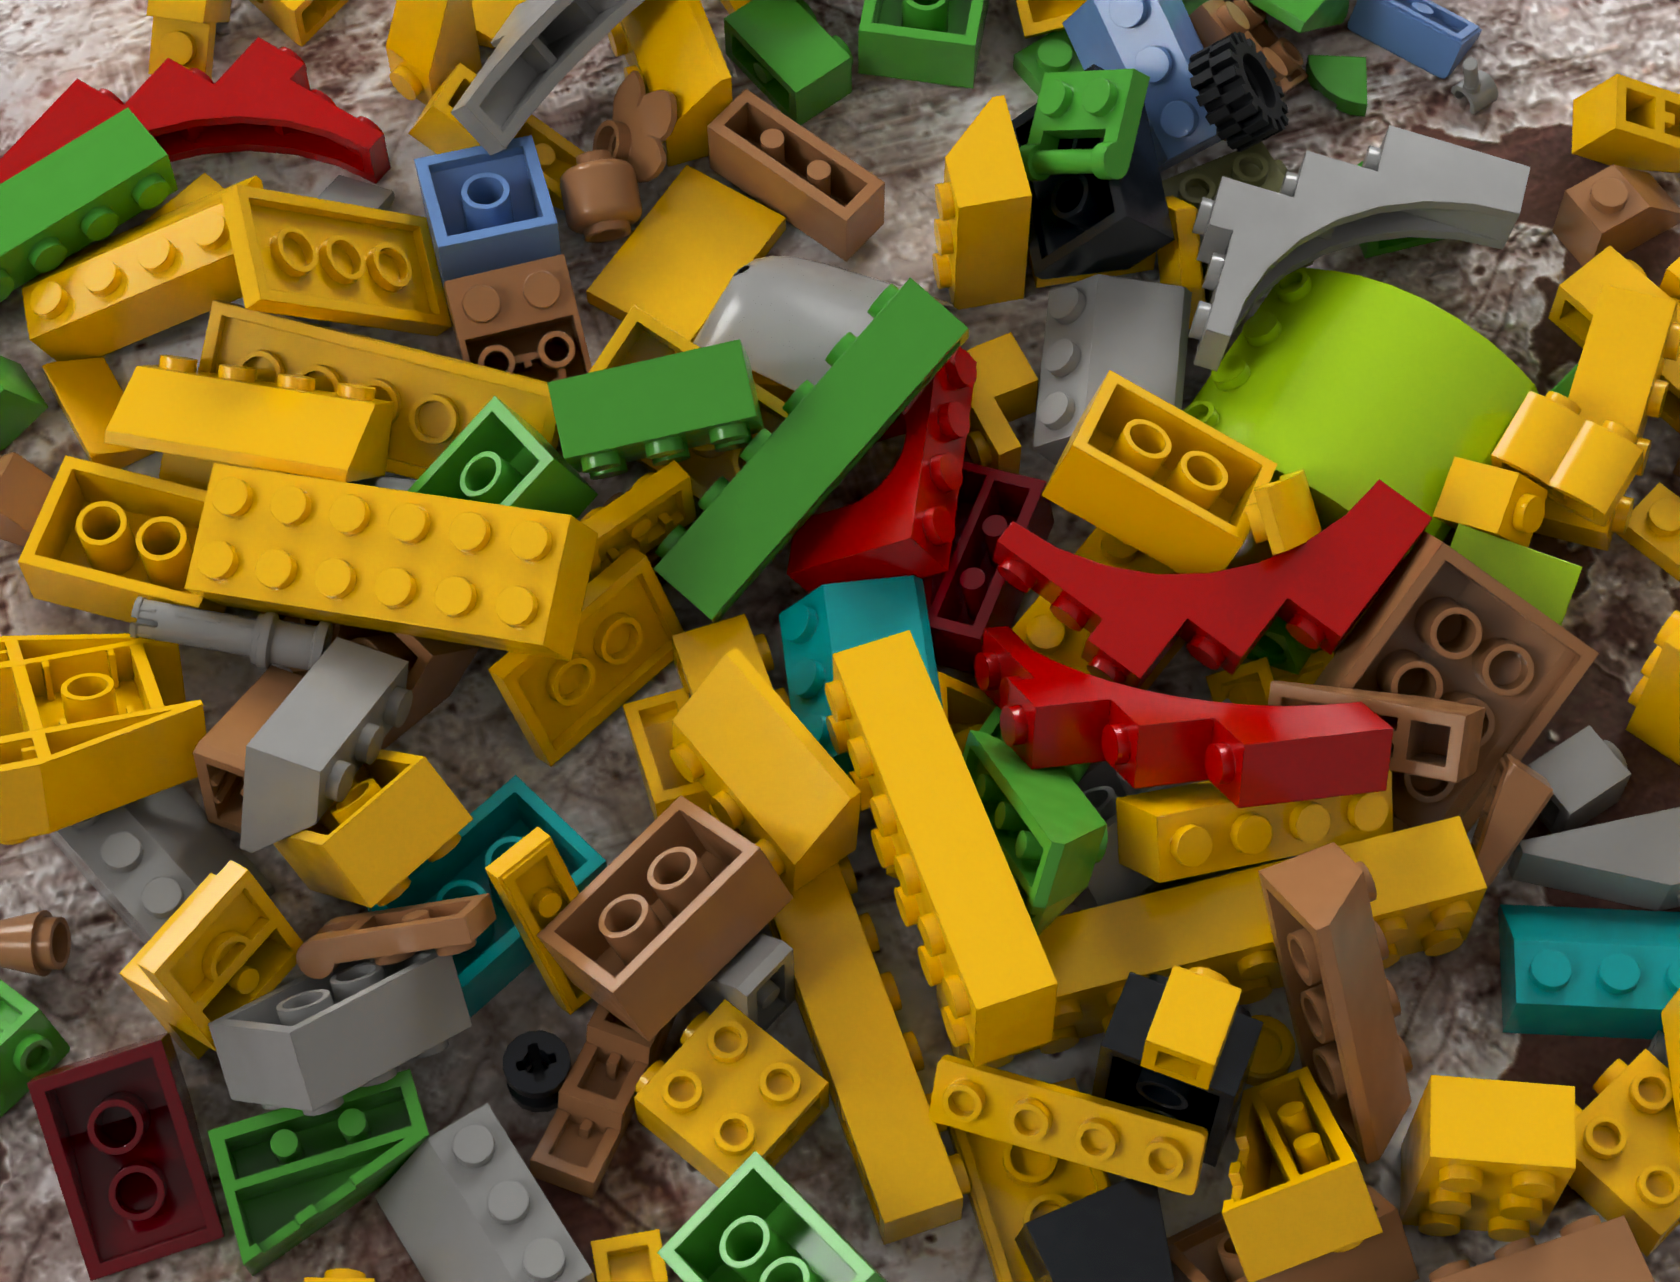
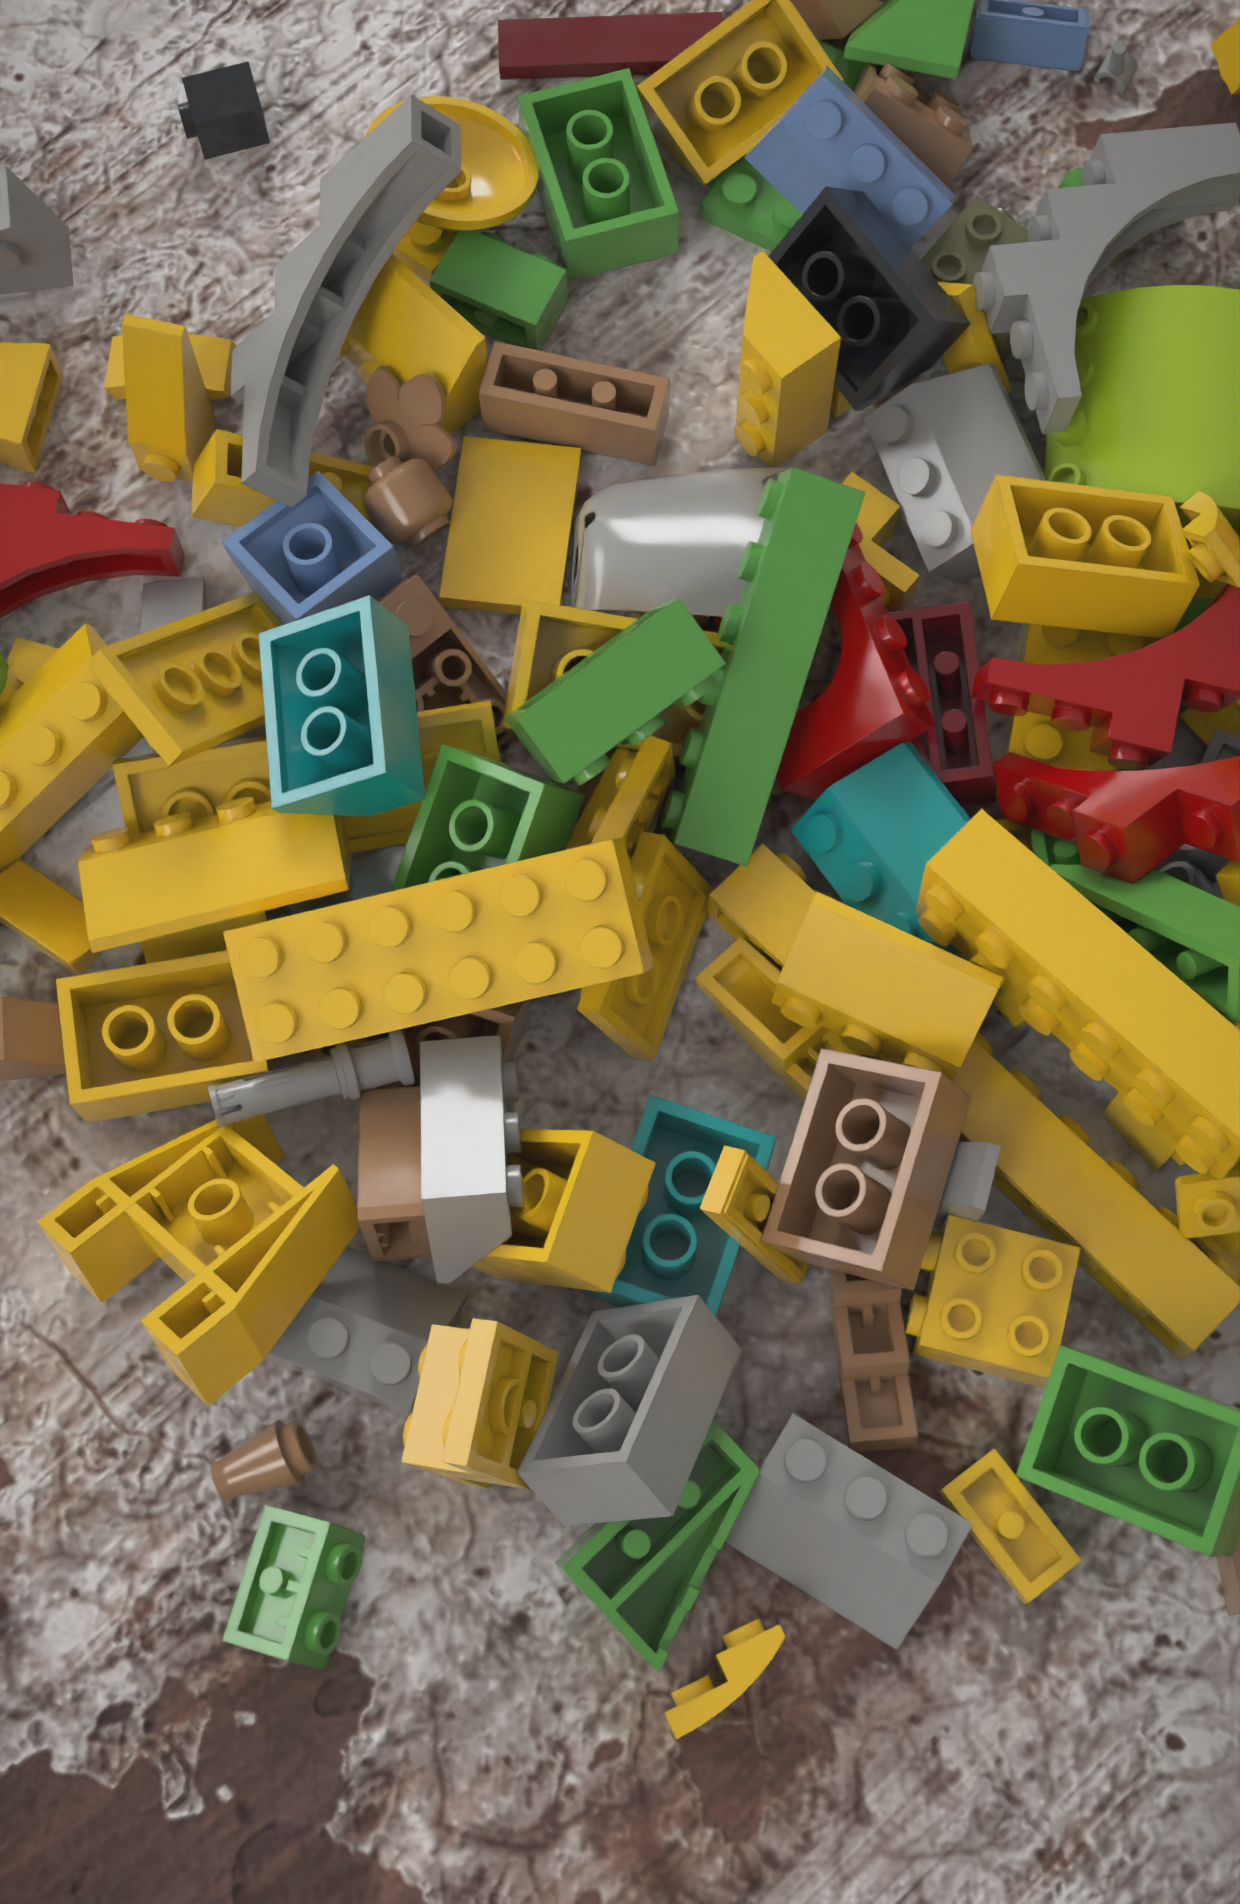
camera: 25 degrees left, 10 degrees up
(128, 1155) = (480, 1612): dark red slope -> none
(397, 934) = (639, 1302): medium nougat plate -> none
(423, 332) = (341, 712): none -> teal slope
(541, 1085) = (796, 1362): black wheel -> none
(1085, 106) = (847, 229): bright green plate -> none
(1238, 91) = (949, 158): black tyre -> none
(1340, 80) = (997, 109): bright green tile -> none

